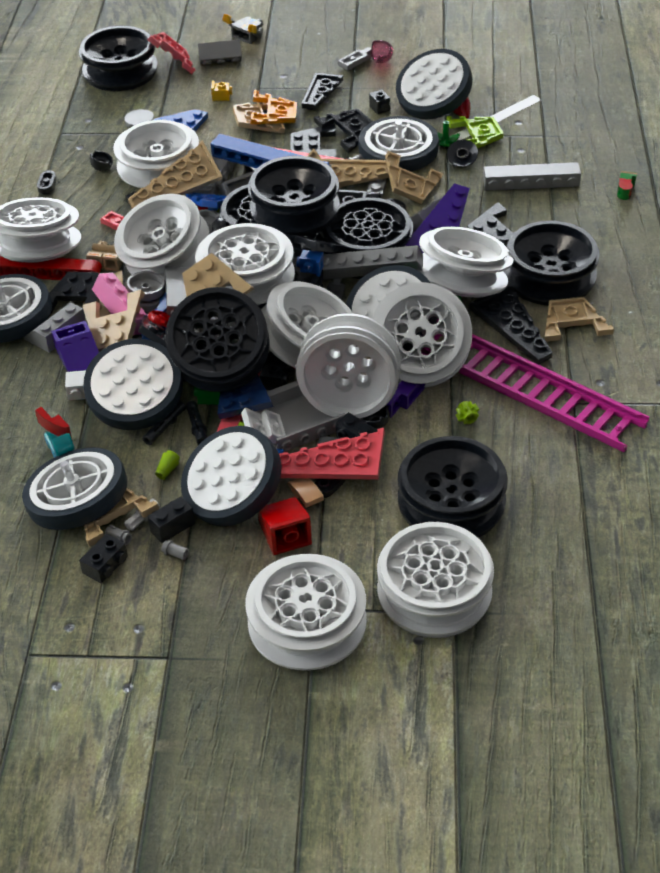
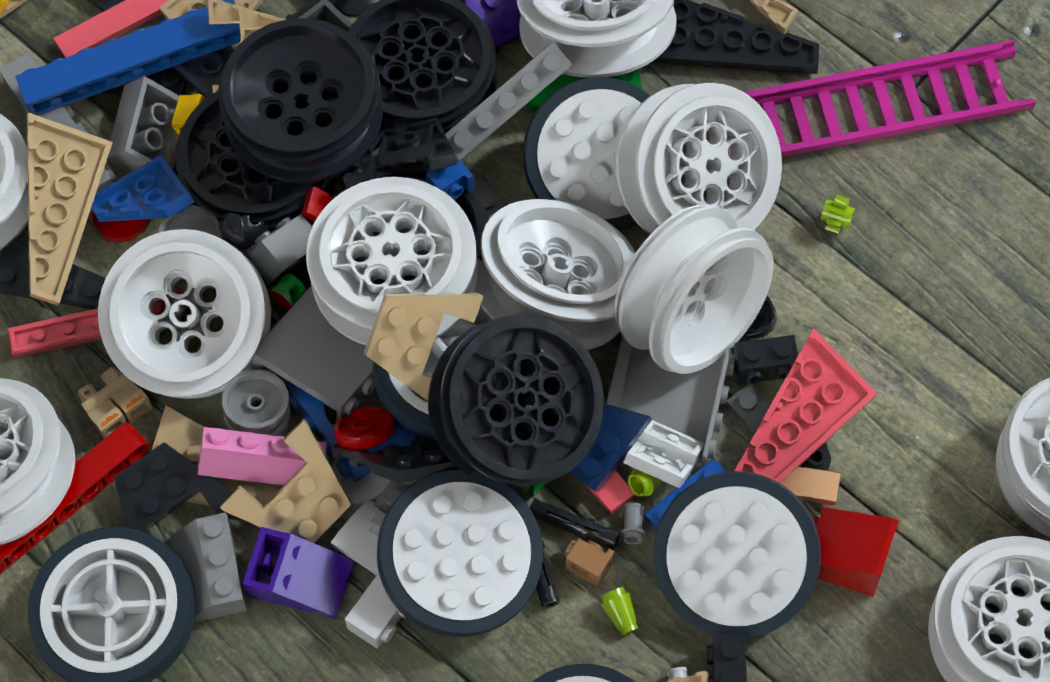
camera: 50 degrees left, 20 degrees up
(182, 438) = (588, 560): none -> medium nougat brick
(453, 484) = (994, 297): black wheel -> none

